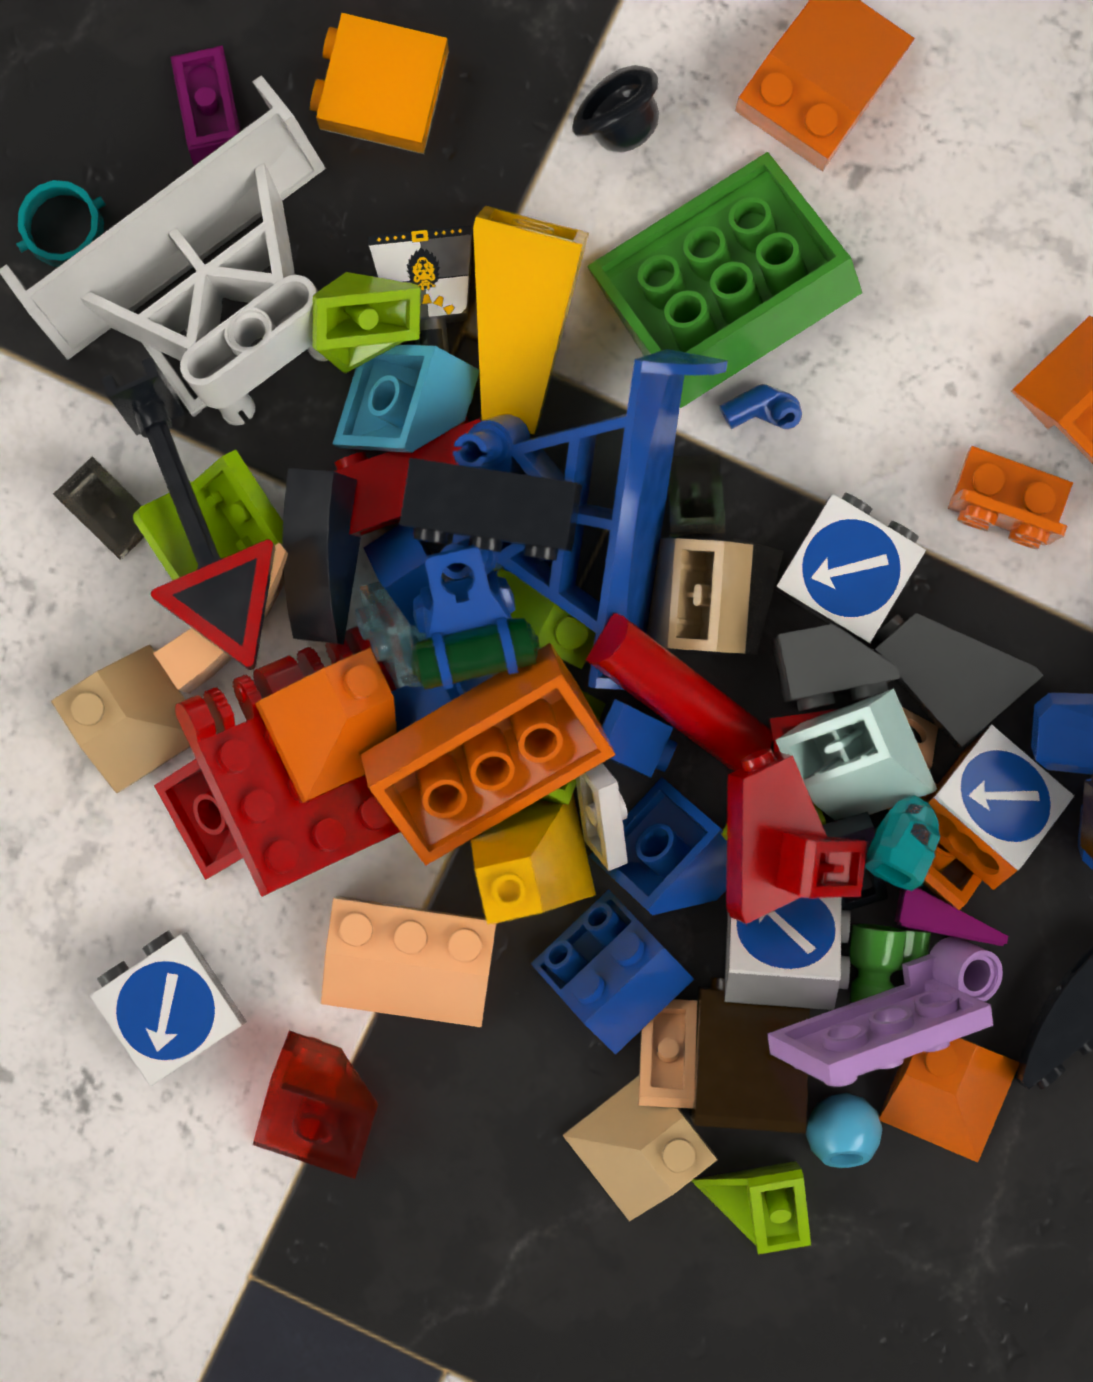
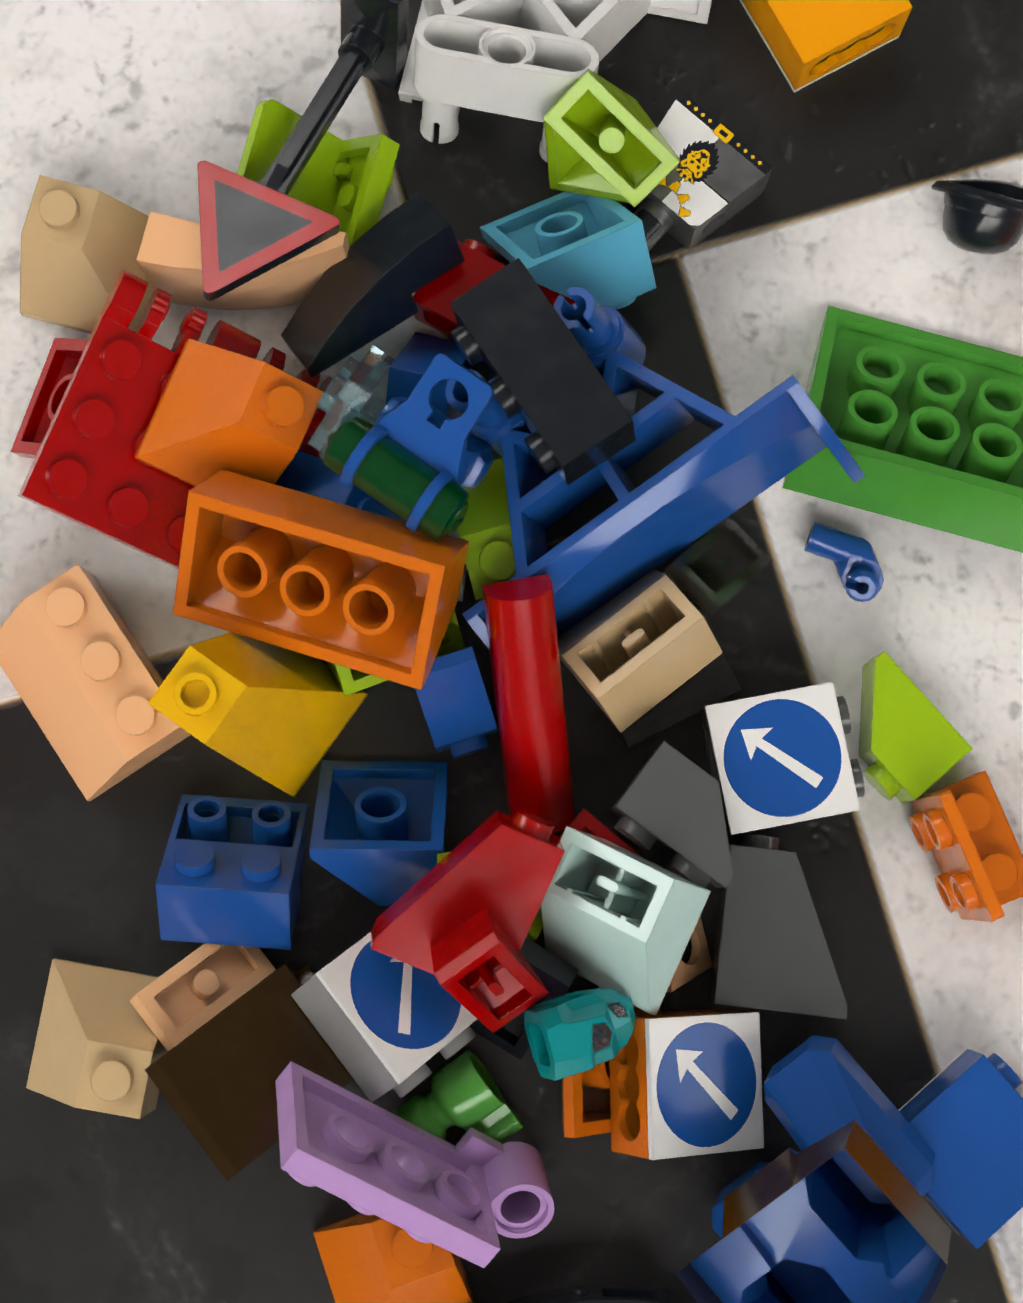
camera: 50 degrees right, 5 degrees down
(102, 506) = (252, 69): clear smoke slope -> none
(523, 300) = (743, 274): yellow slope -> none
(602, 816) = (363, 735): white plate -> none
(763, 1204) = (145, 1196): lime slope -> none
(844, 1131) = (272, 1212): medium azure piece -> none
(903, 477) = (903, 733): none -> lime slope
(927, 913) = (537, 1111): magenta slope -> none

